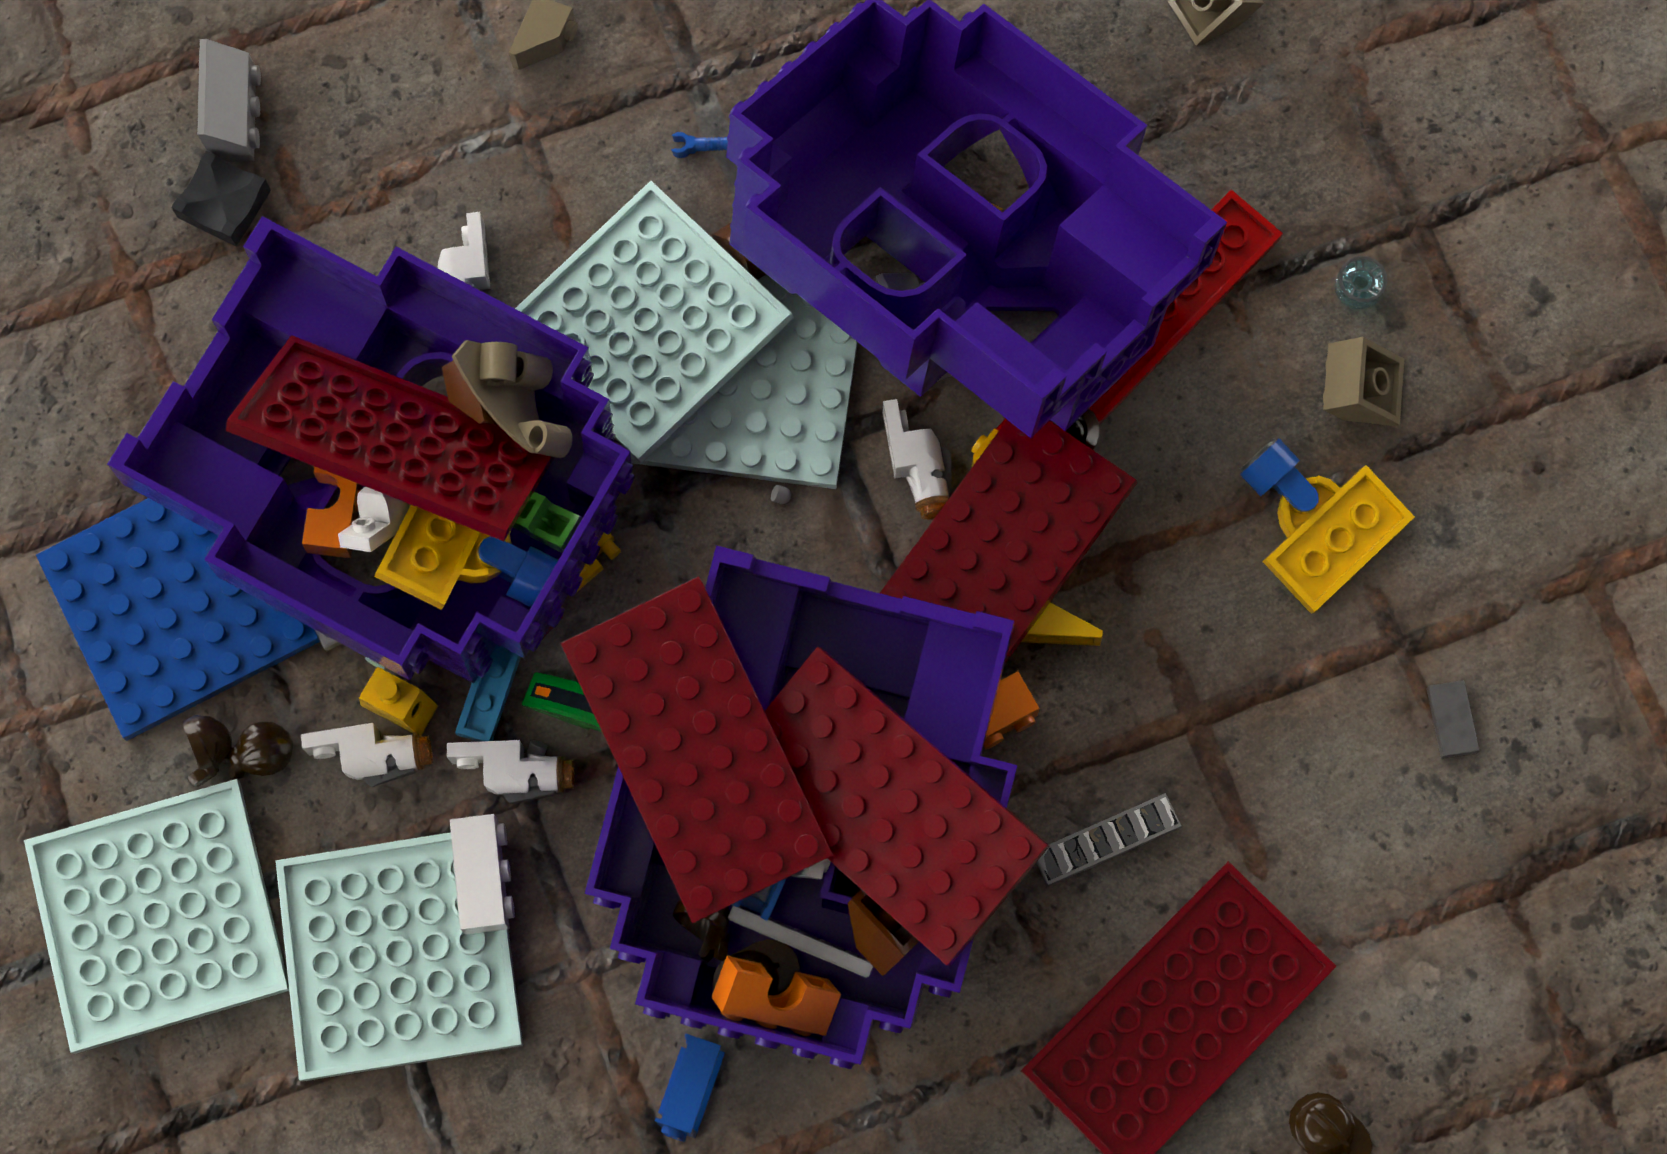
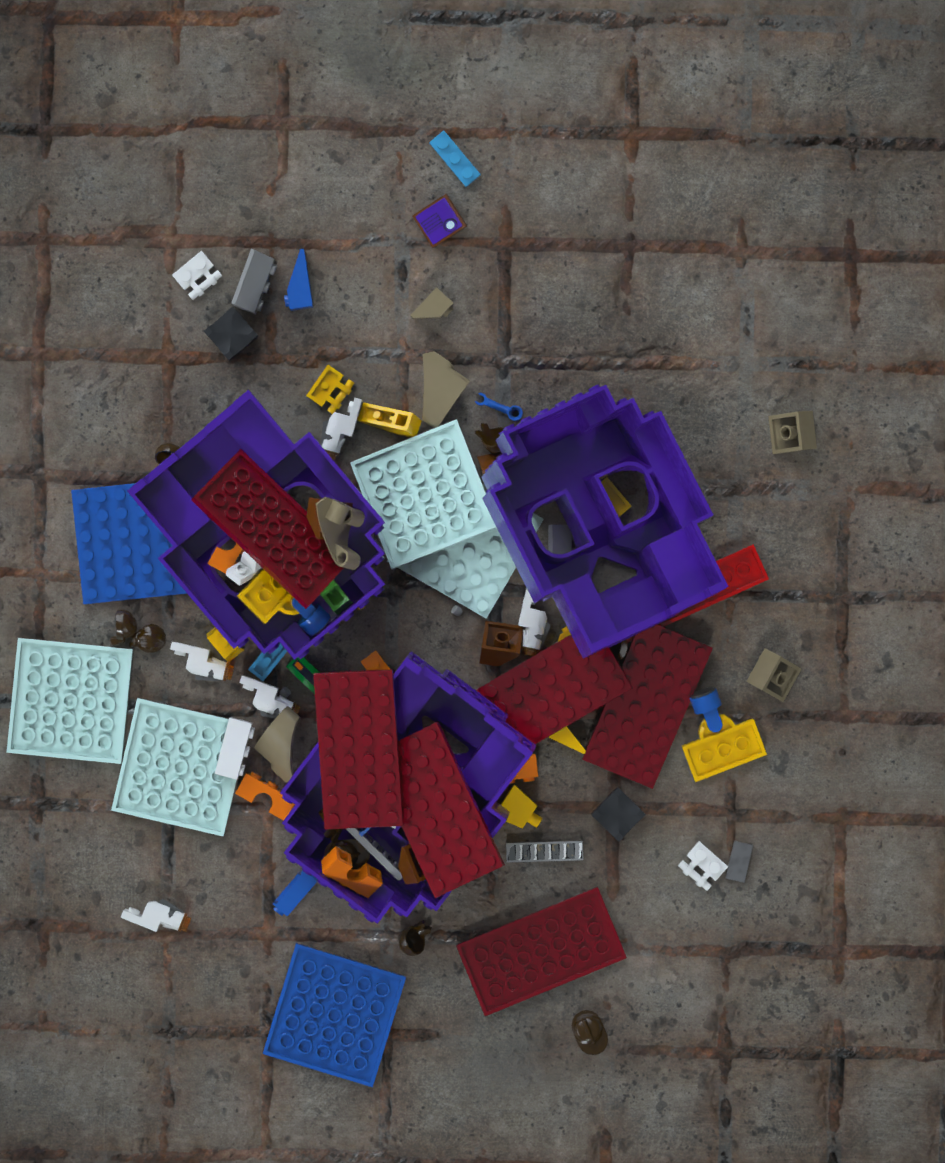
camera: 20 degrees right, 15 degrees up
(125, 129) = (192, 271): none -> white plate
(308, 86) = (299, 288): none -> blue slope
(412, 219) = (325, 386): none -> yellow plate
(540, 933) = (253, 785): none -> orange arch
(542, 230) = (390, 419): none -> yellow slope
(552, 829) = (277, 743): none -> dark tan panel
(605, 148) = (441, 388): none -> dark tan panel
(717, 195) = (488, 437): none -> dark brown piece
(876, 515) = (500, 643): none -> reddish brown slope
(938, 1091) = (413, 938): none -> dark brown piece
(1035, 780) = (520, 808): none -> yellow torso
(1179, 537) = (642, 723): none -> dark red plate
(1207, 720) = (618, 814): none -> black brick
(1369, 272) = (805, 619): clear light blue wheel -> none
(1397, 742) = (706, 861): none -> white plate

